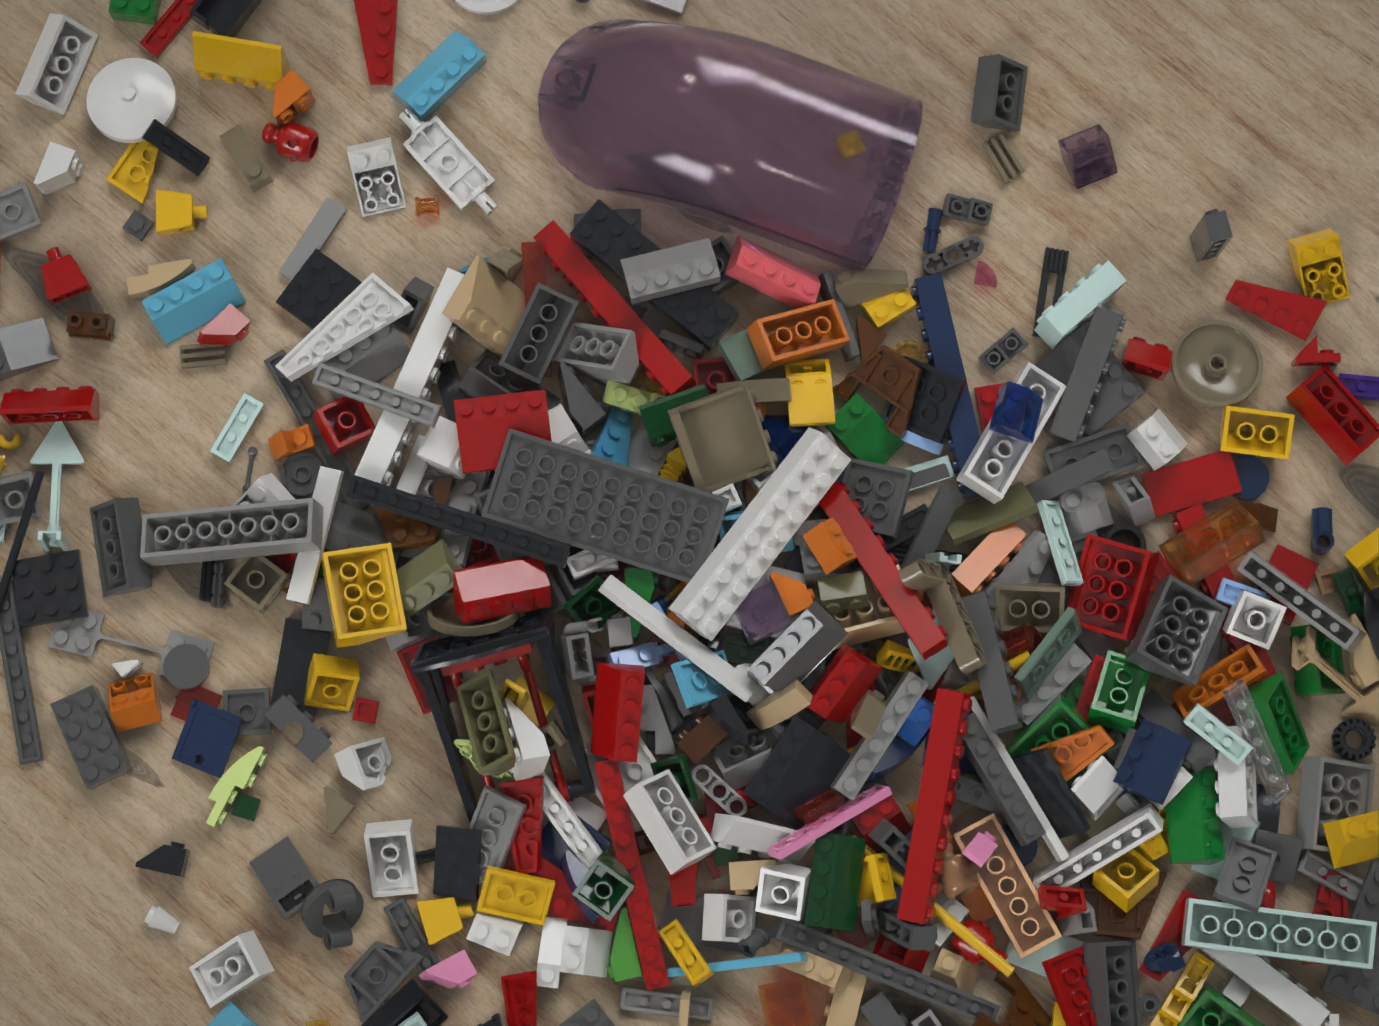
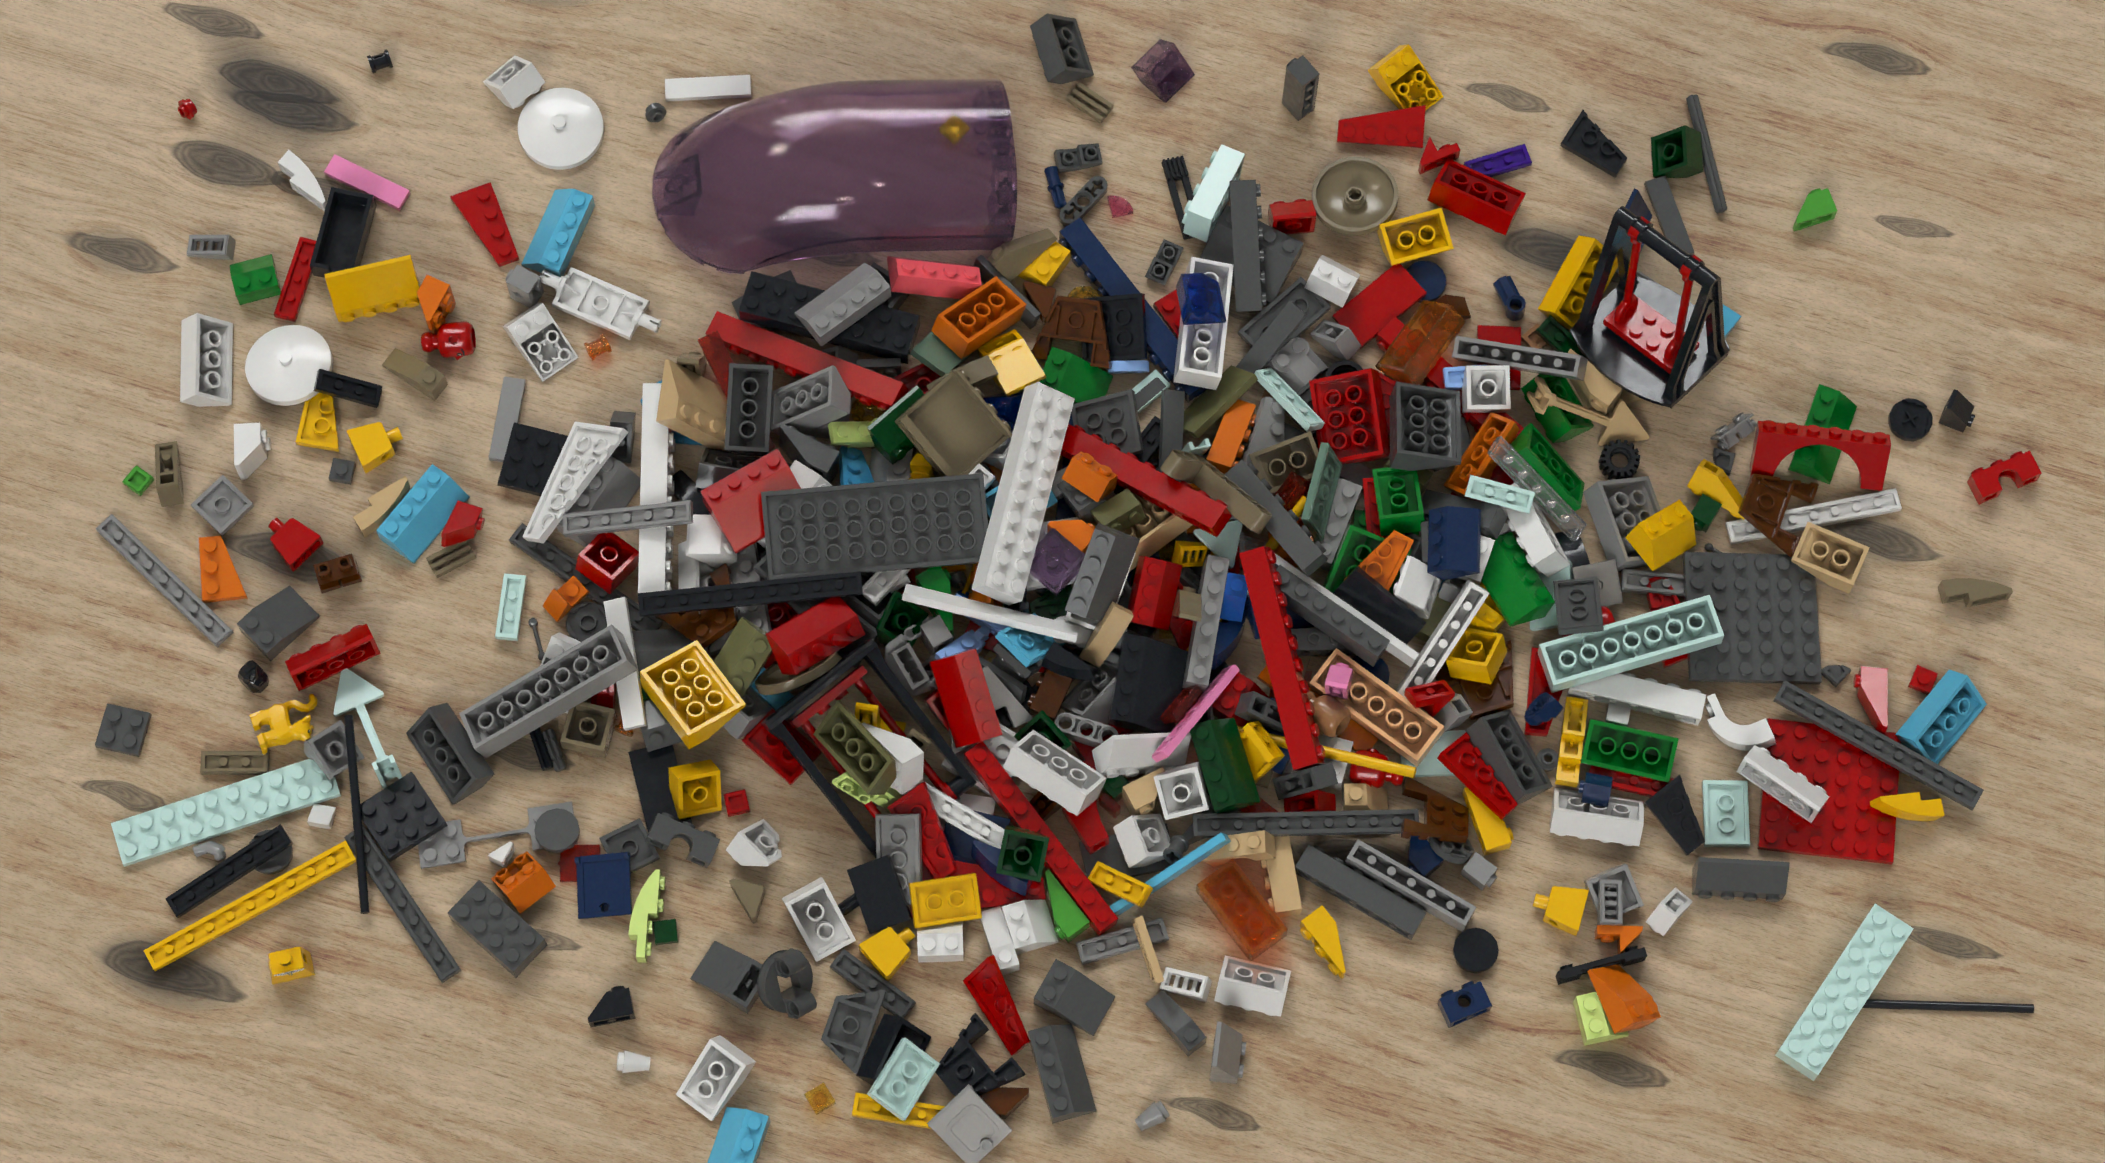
camera: 25 degrees left, 10 degrees down
(382, 117) = (524, 286): none -> light grey brick
(451, 971) = (916, 992): bright pink slope -> none
(869, 920) = (1267, 782): dark grey plate -> none

